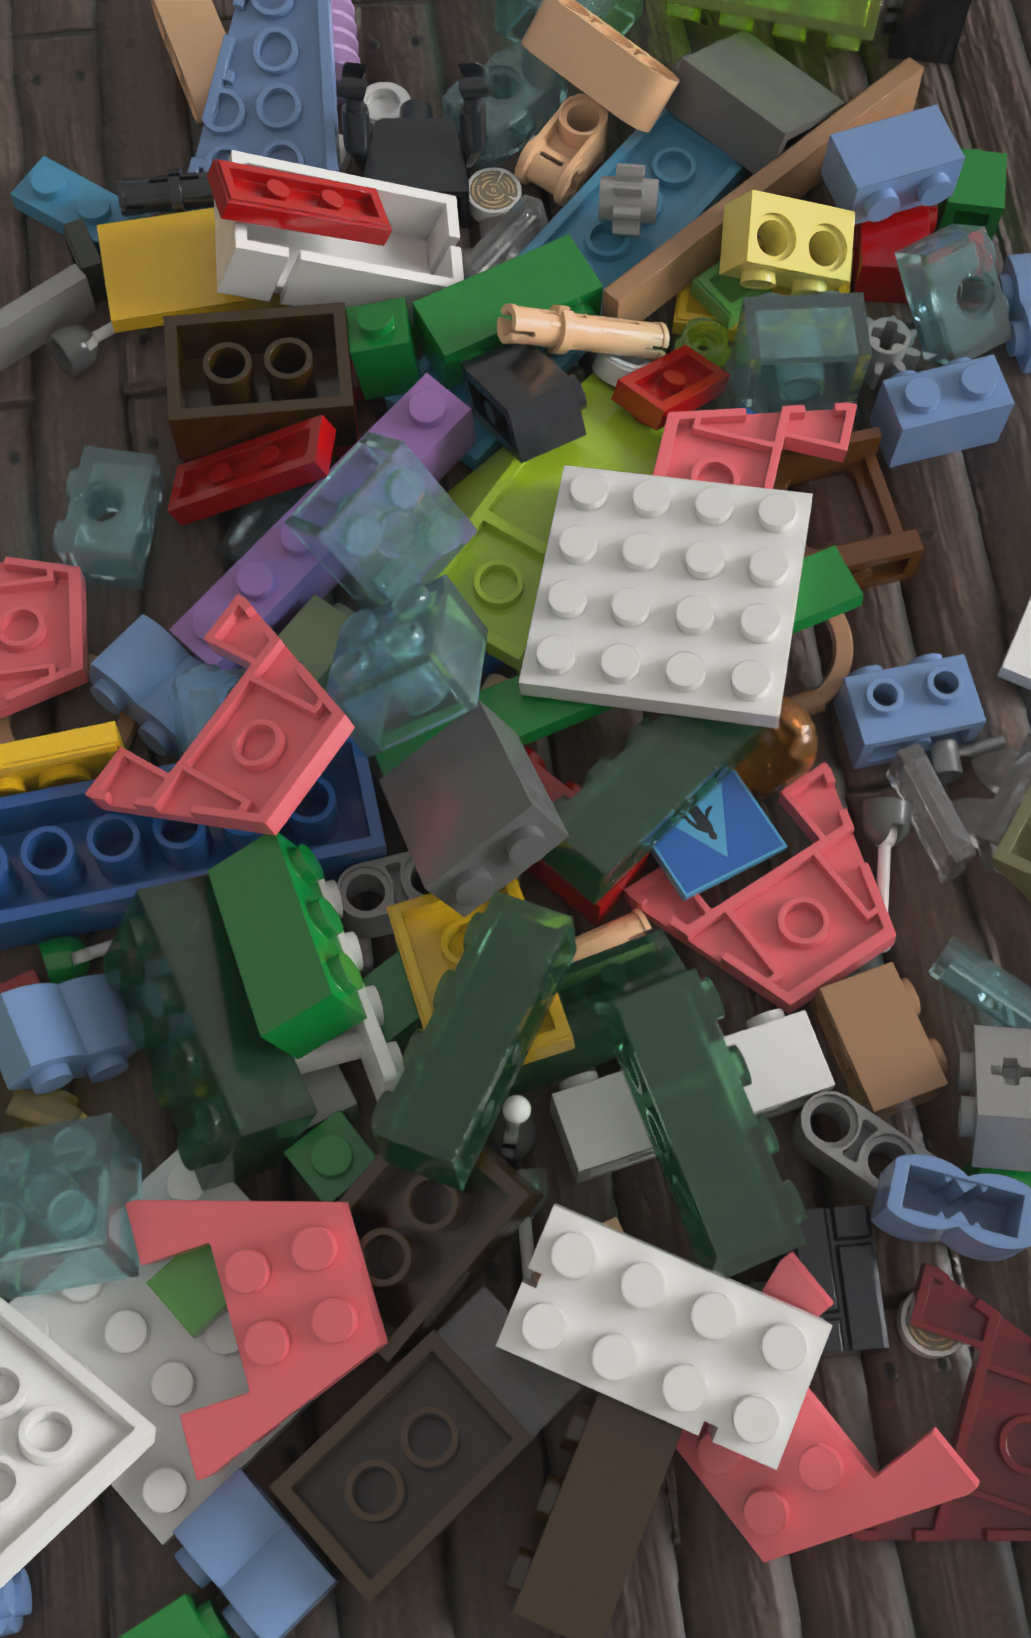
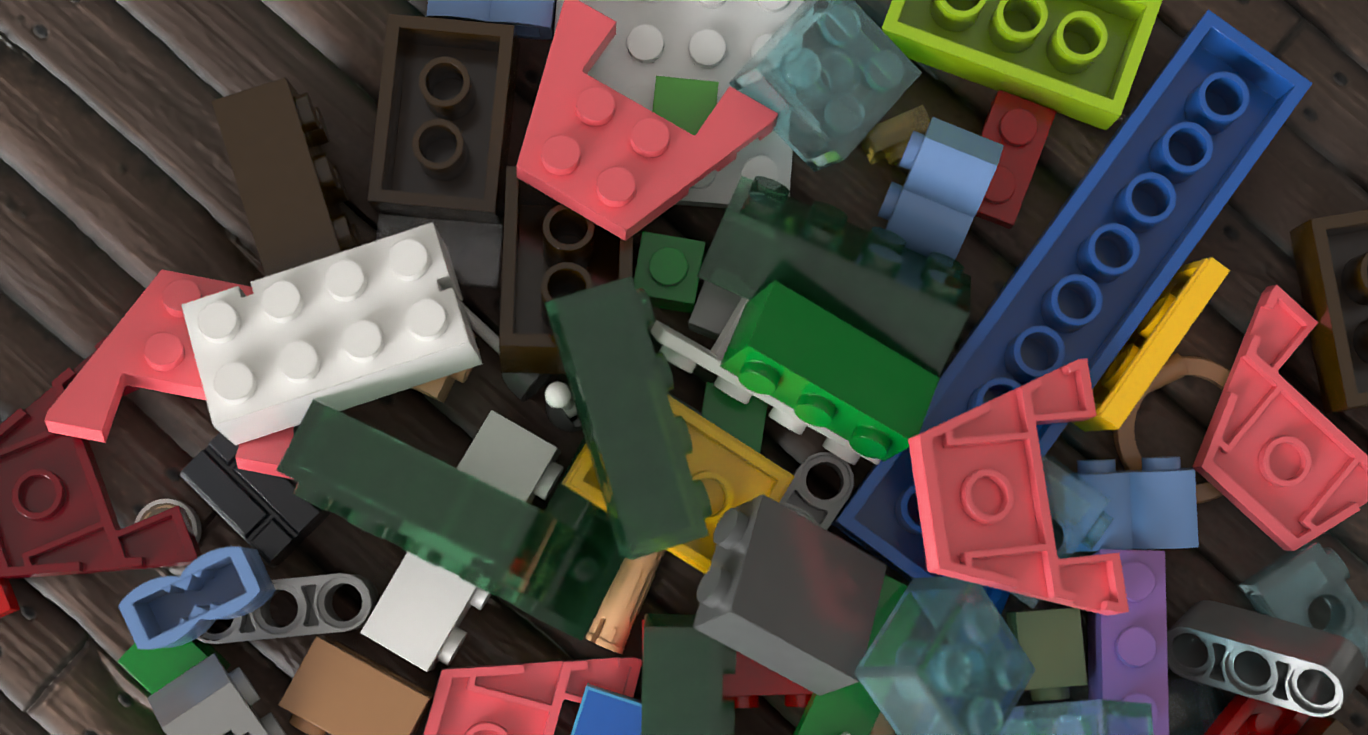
camera: 140 degrees right, 15 degrees up
(69, 957) = (995, 253): green hinge -> none
(173, 506) = (1292, 654): none -> dark grey beam

